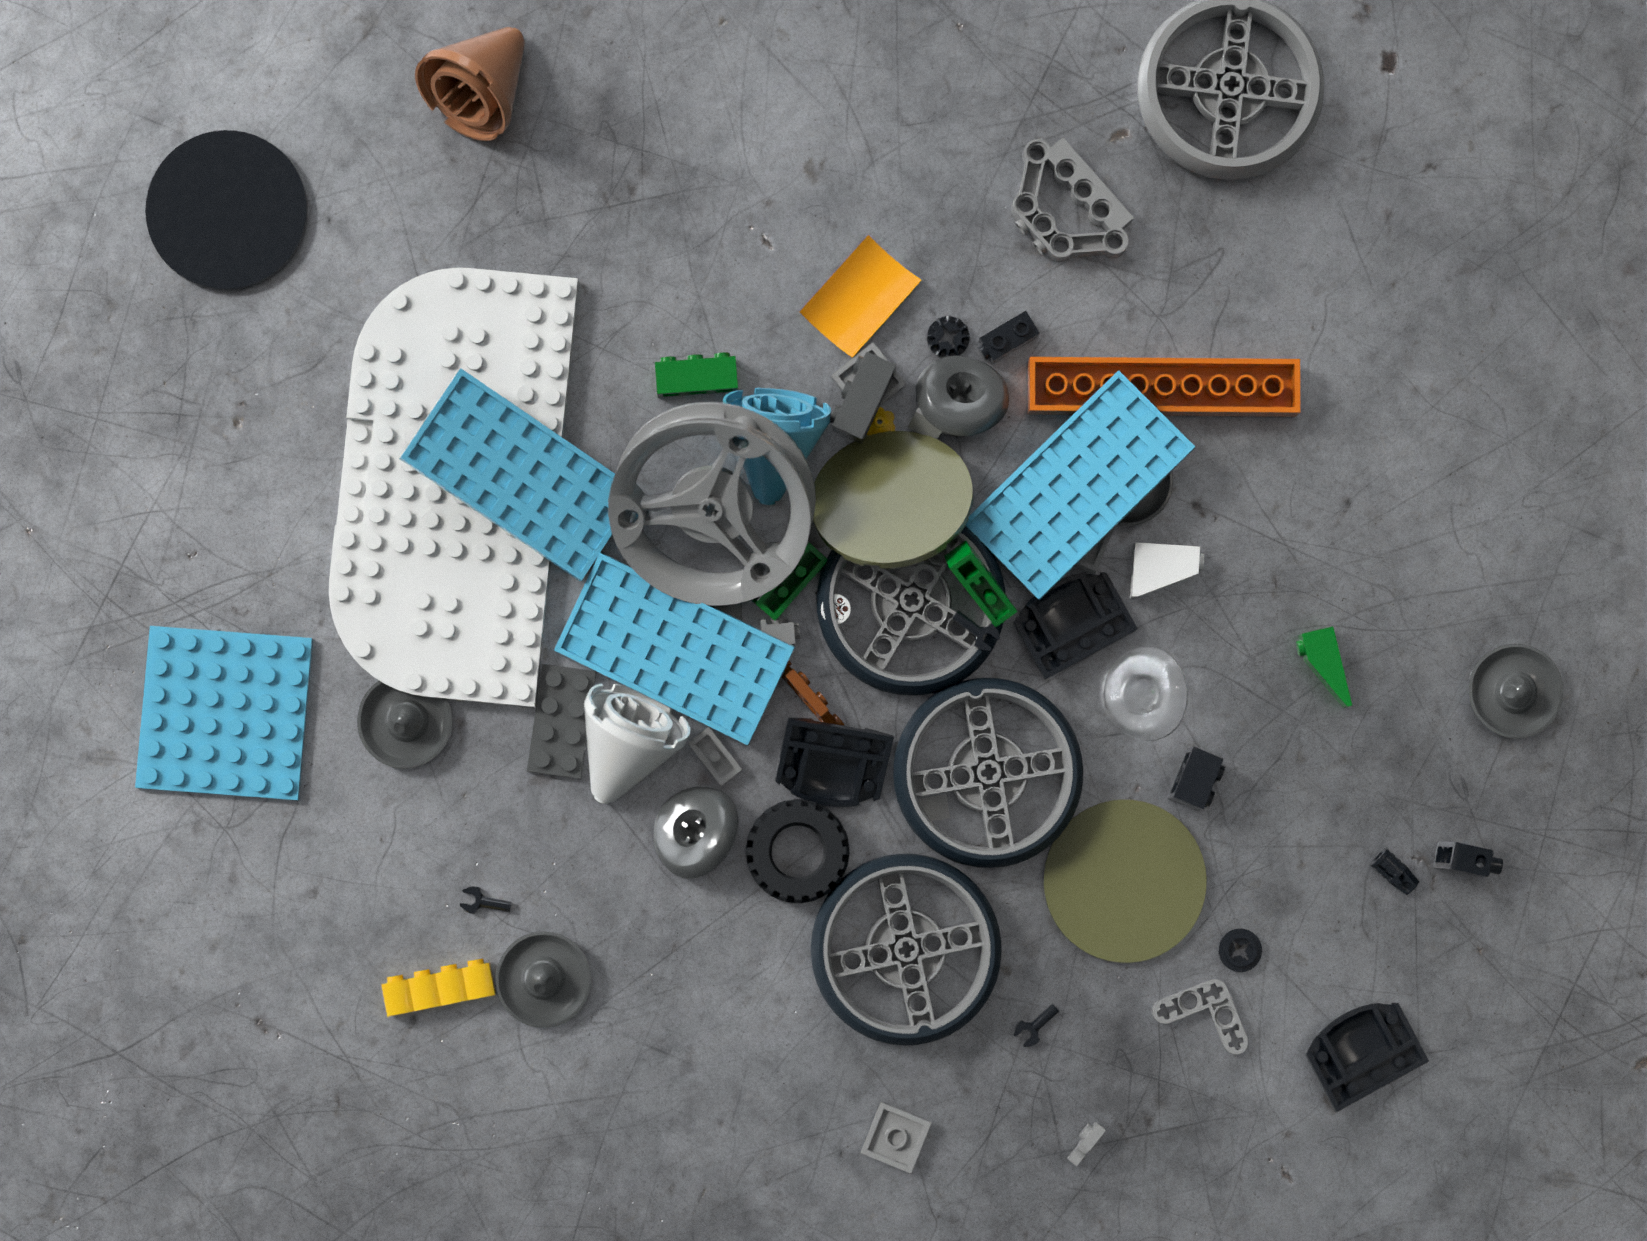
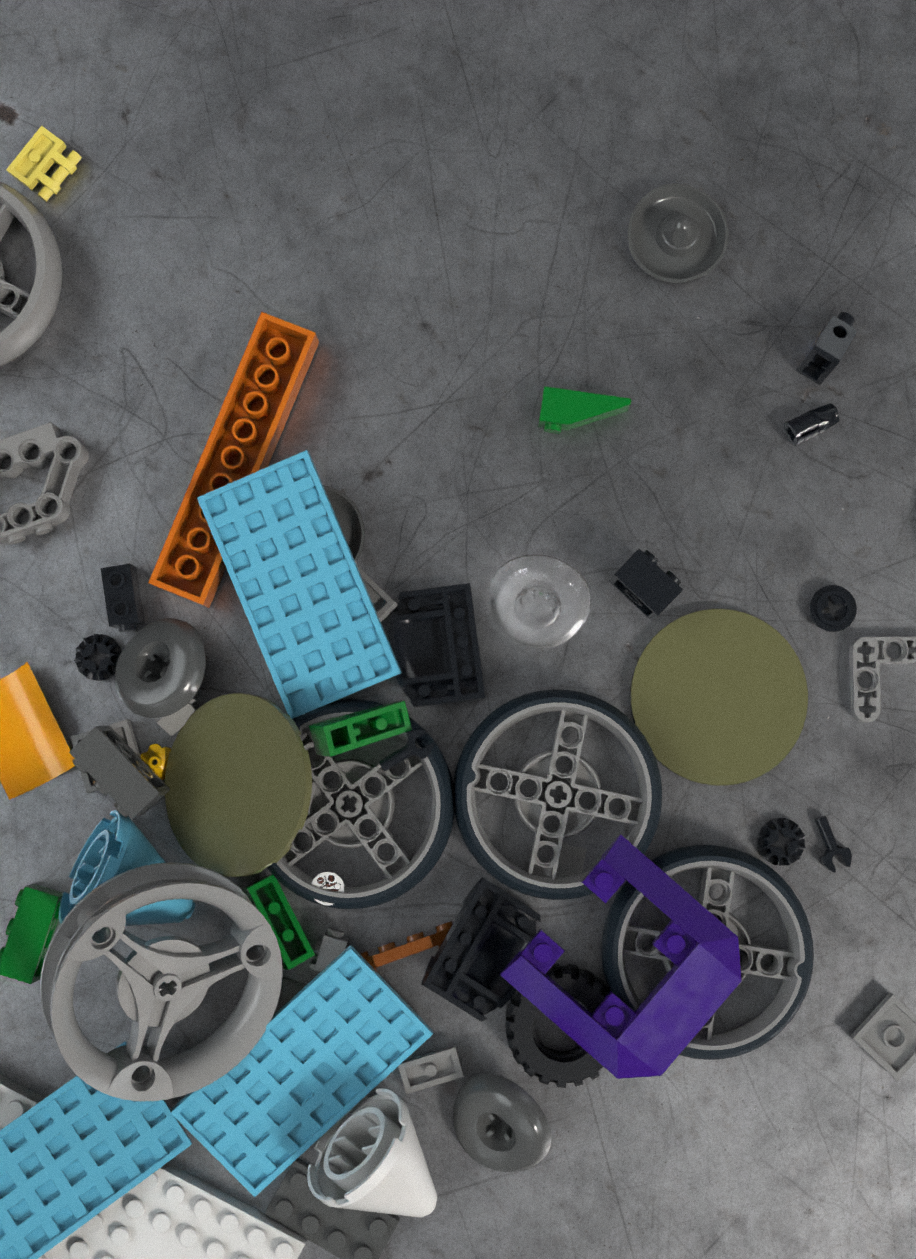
camera: 55 degrees left, 0 degrees up
(853, 936) = (679, 1006): none -> dark purple slope
(1008, 981) = (769, 835): none -> black gear
(1161, 566) = (415, 533): white slope -> none
(1358, 108) = (36, 160): none -> light yellow plate

